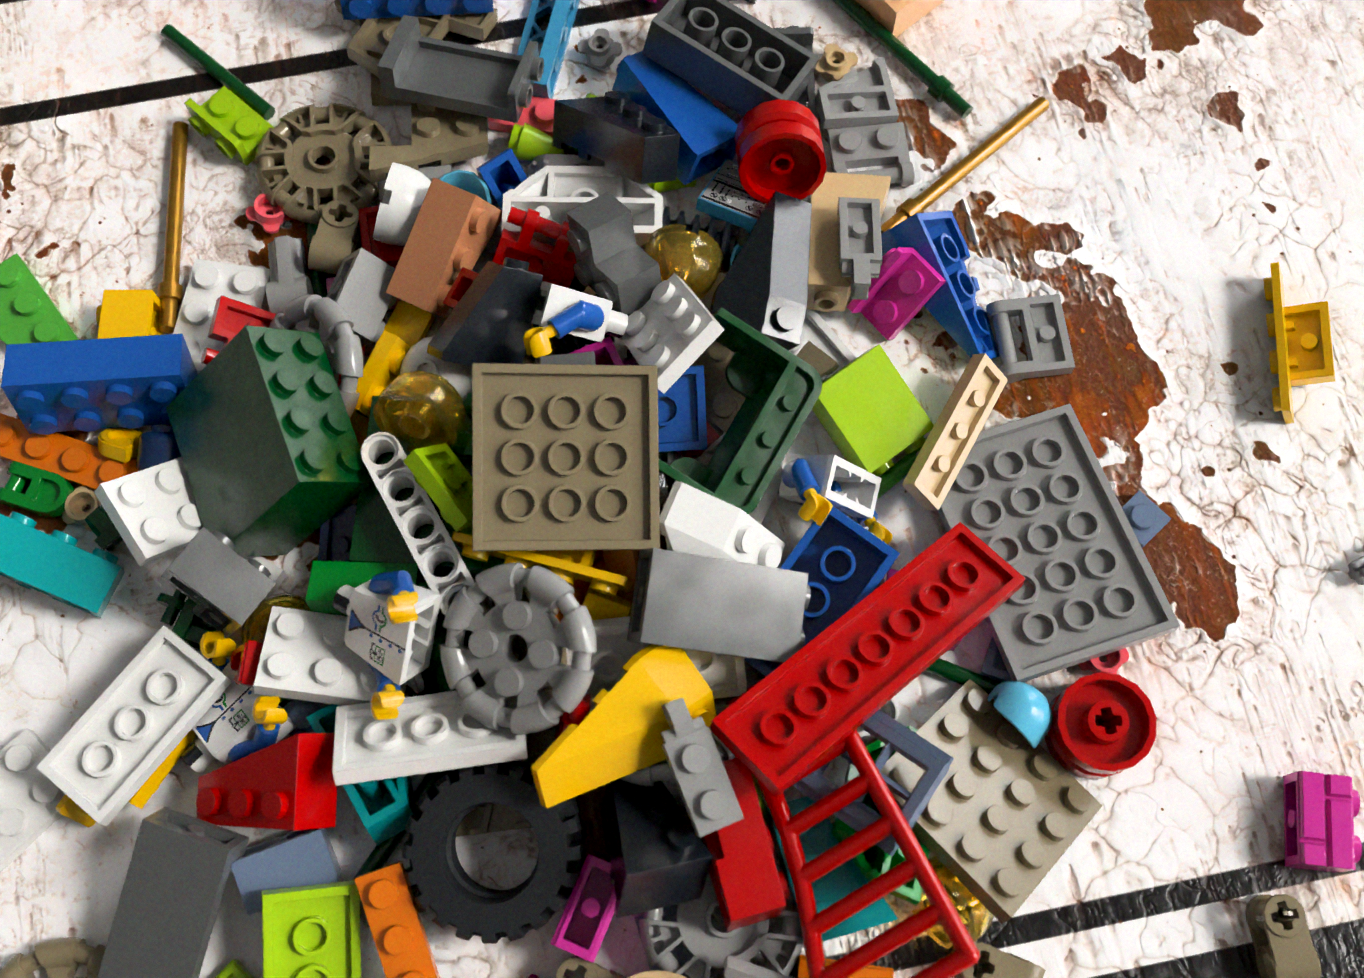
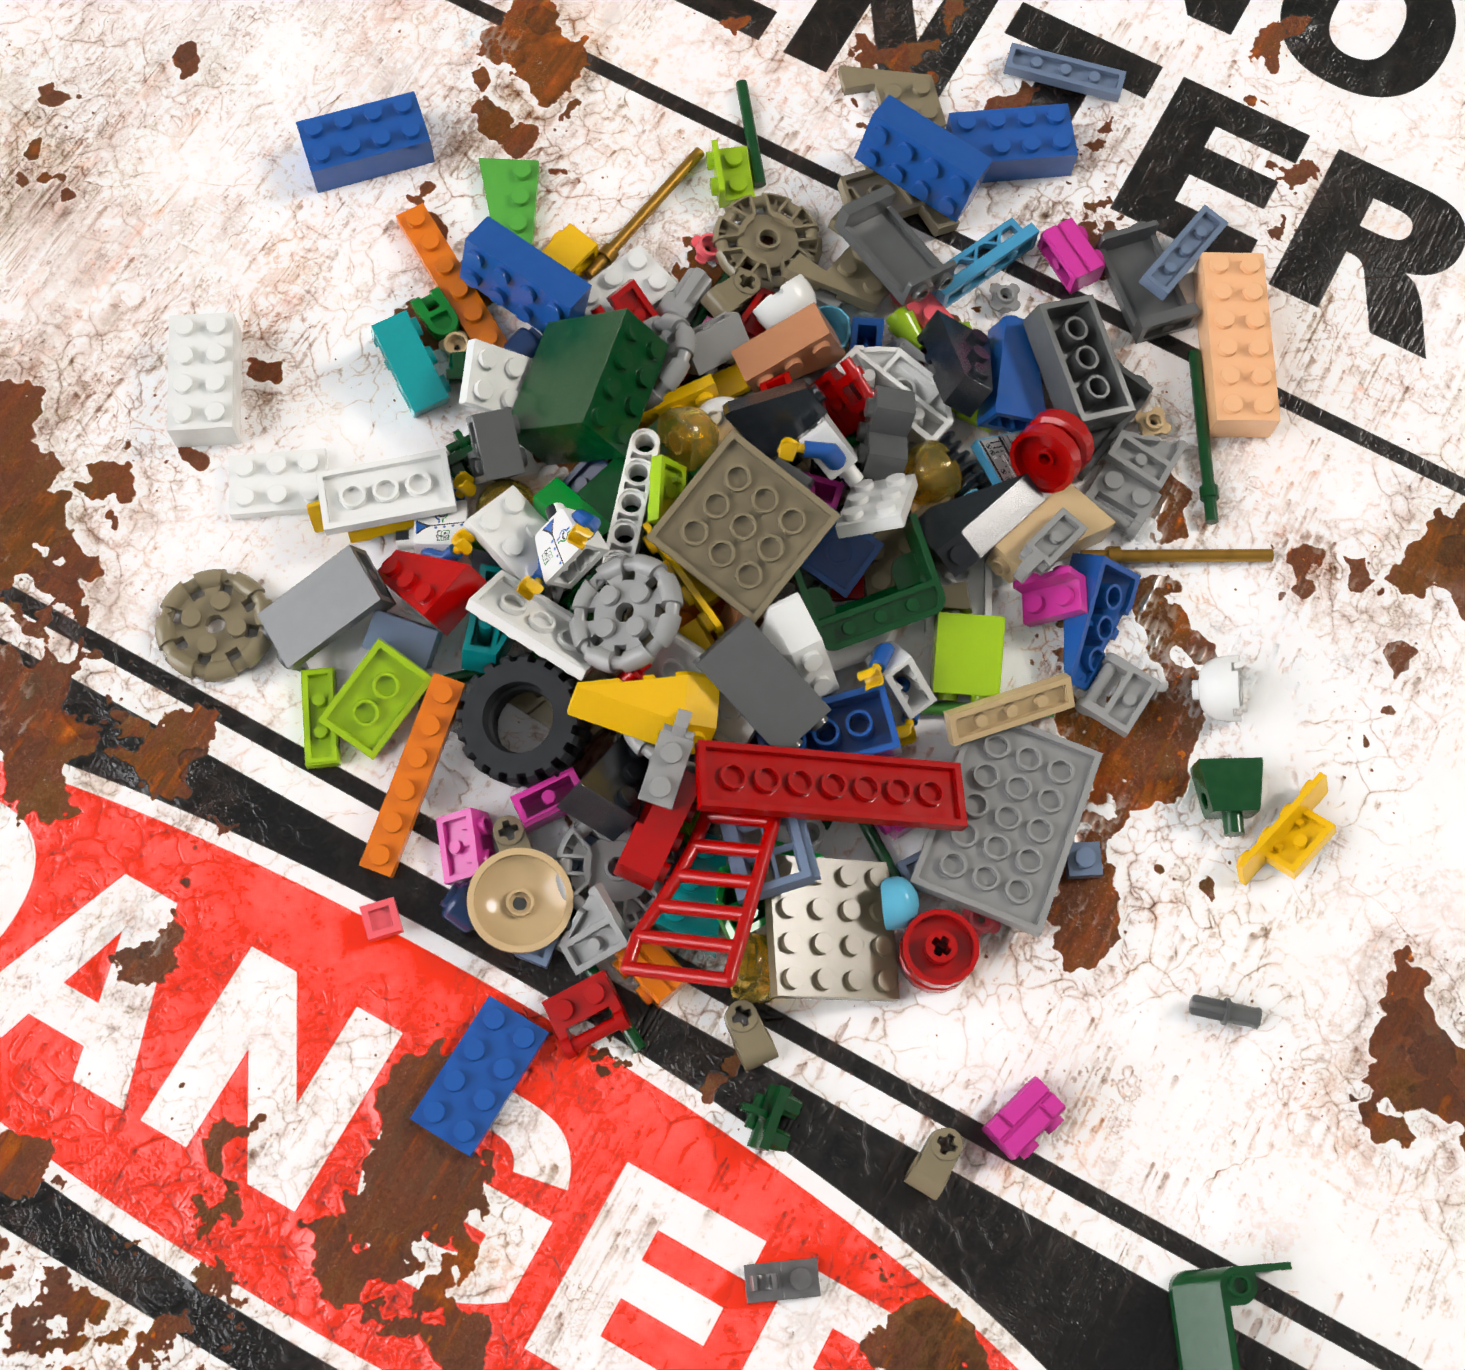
camera: 35 degrees right, 0 degrees up
(119, 443) = (505, 323): yellow tile -> none
(246, 661) = (472, 504): red tile -> none
(1118, 256) = (1220, 688): none -> white cylinder
(1207, 346) = (1229, 790): none -> dark green torso

